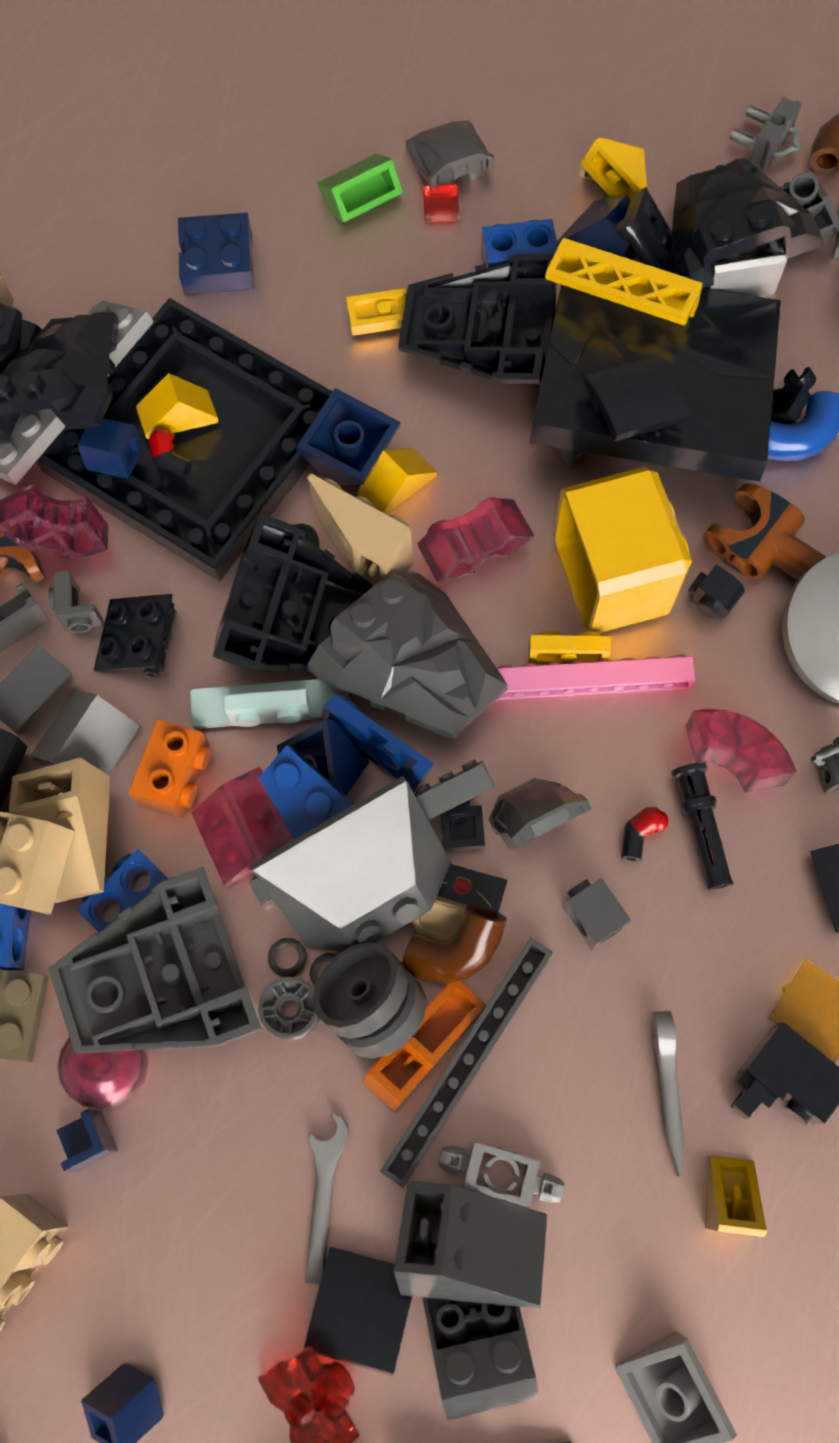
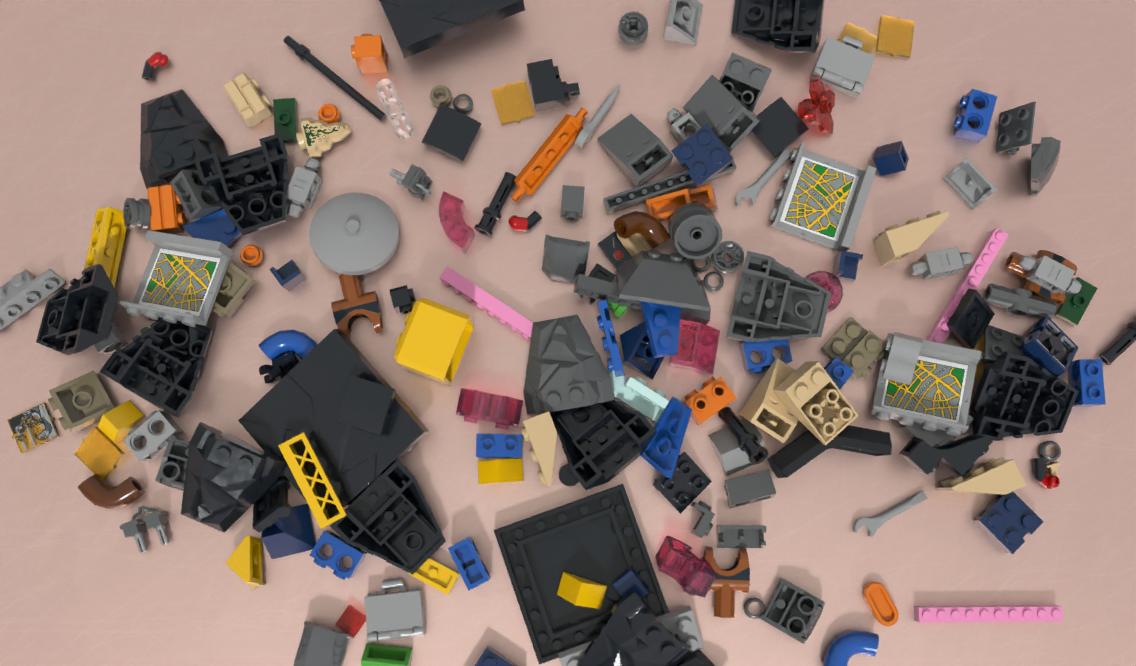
camera: 150 degrees left, 10 degrees up
(68, 733) = (746, 441): none -> black pin
(164, 455) = (605, 567): arm -> none
(191, 670) = (667, 442): none -> blue wing
(199, 1237) = (821, 199): none -> panel
(346, 343) = (469, 563): none -> blue brick
(347, 439) = (509, 504): dark blue slope -> none
(395, 240) = (394, 613): none -> light grey piece
(425, 498) = (499, 445): none -> blue brick
(446, 1138) = (703, 155): none -> dark blue piece
(554, 647) = (496, 329): yellow plate -> none
(568, 1075) = (636, 150): none -> dark grey slope
(693, 964) = (548, 154): none -> orange plate
(734, 1197) = (607, 61): yellow slope -> none
(760, 1308) = (633, 37): none -> dark grey wheel

